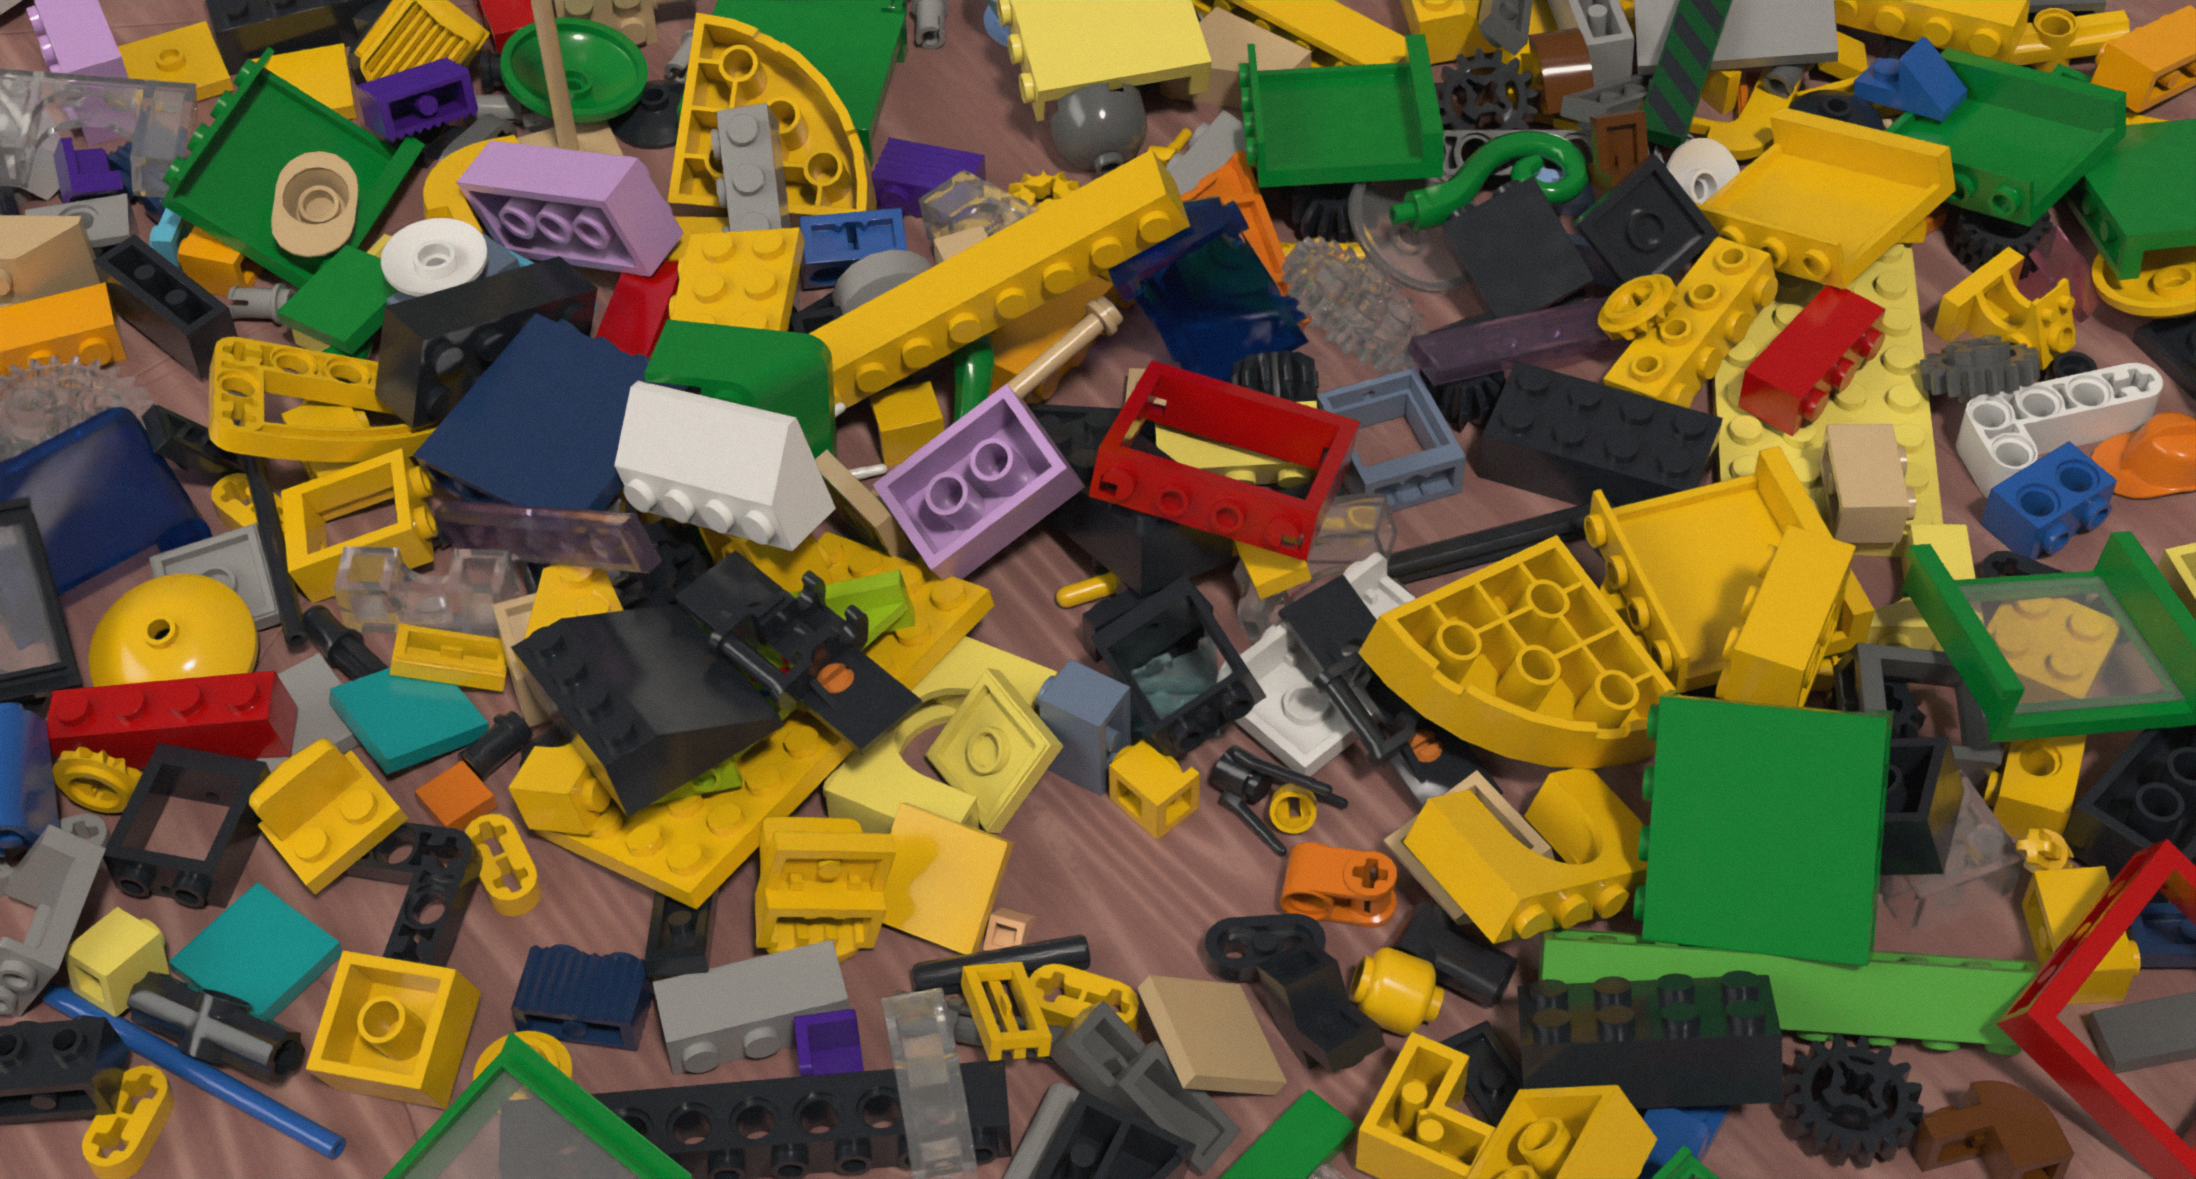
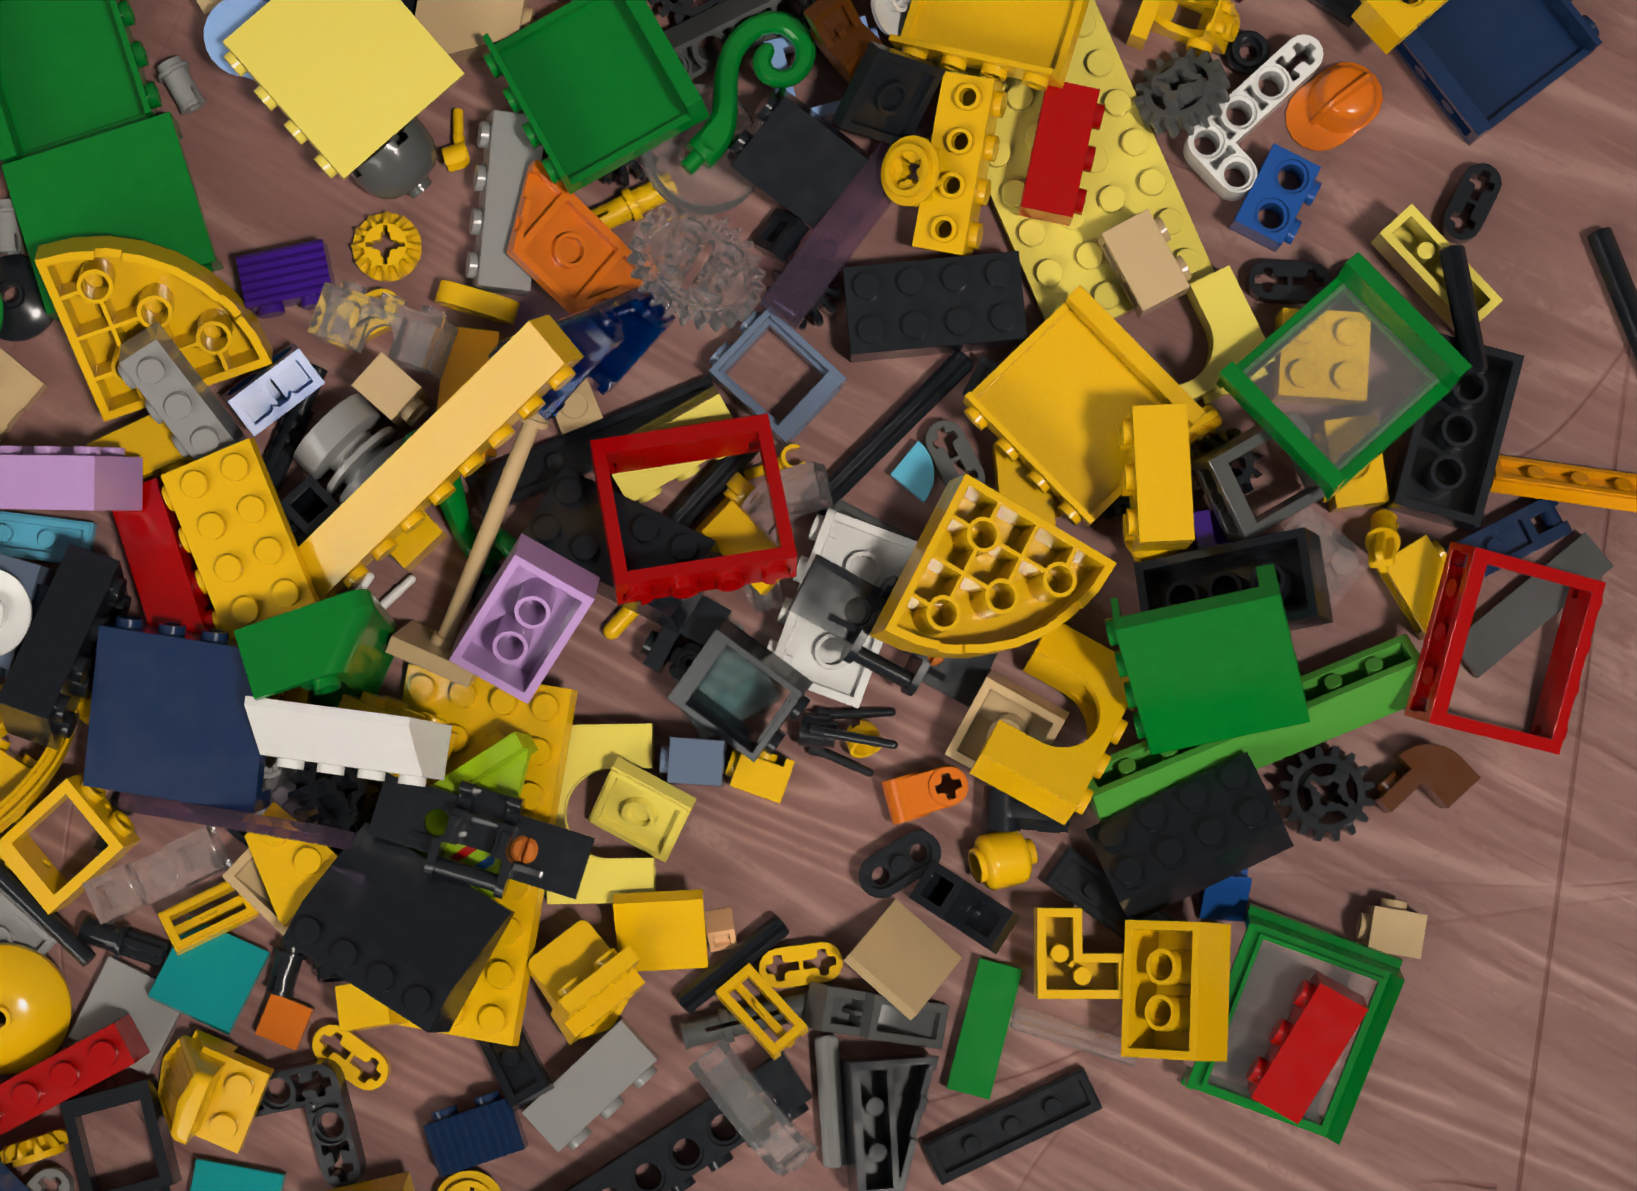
camera: 30 degrees left, 35 degrees up
(828, 1043) = (664, 1098): dark purple panel -> none
(1278, 374) = (669, 371): black gear -> none

